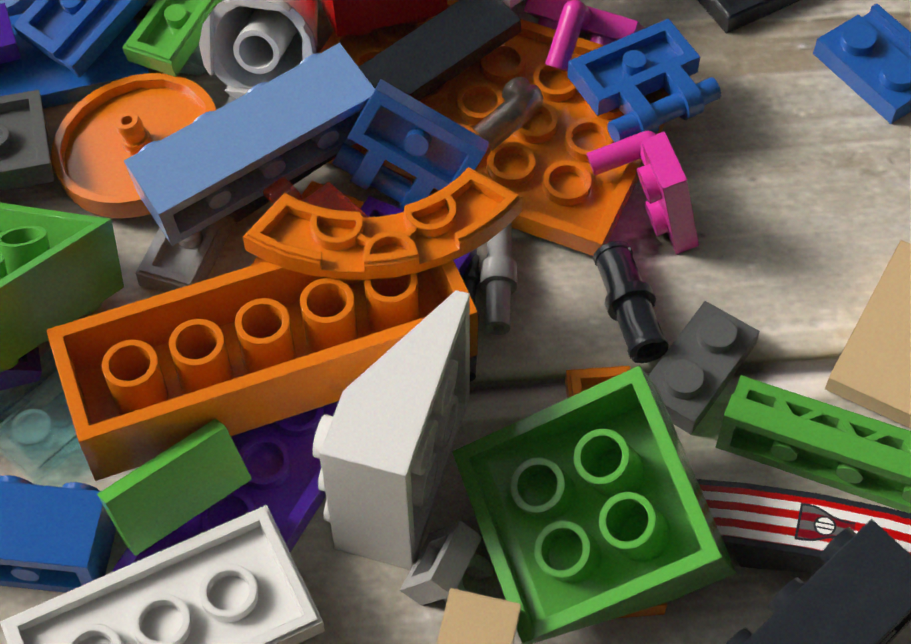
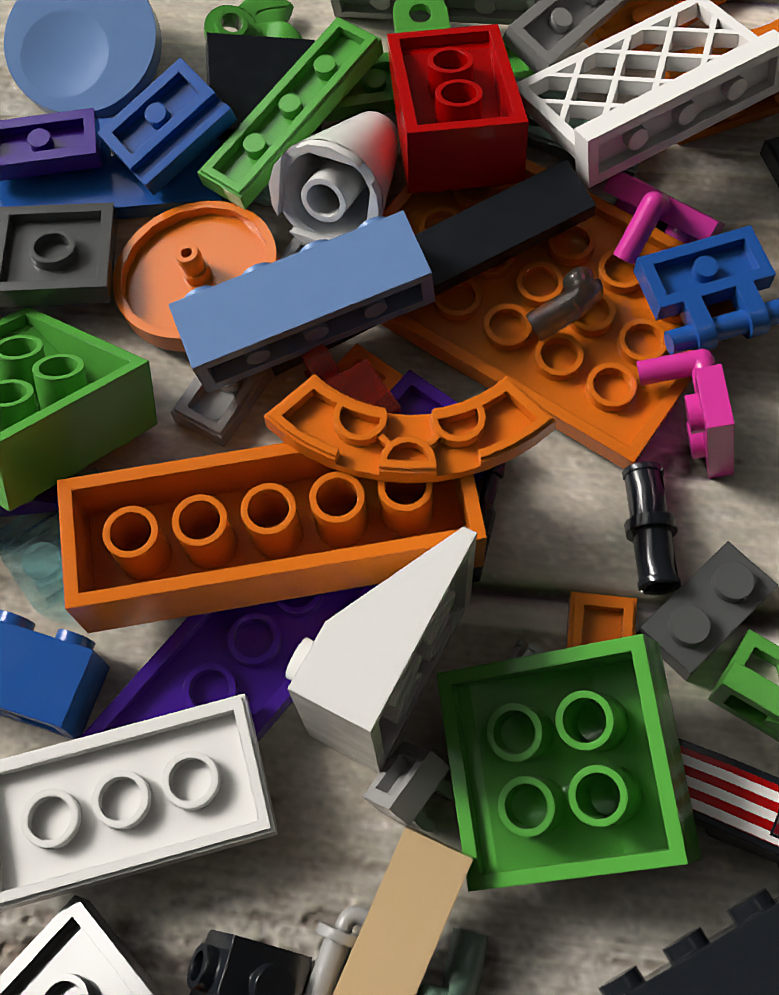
camera: 15 degrees right, 10 degrees up
(175, 486) = (157, 659): bright green tile -> none
(411, 138) = (461, 327): blue plate -> none
(499, 281) = (522, 480): light grey bar -> none

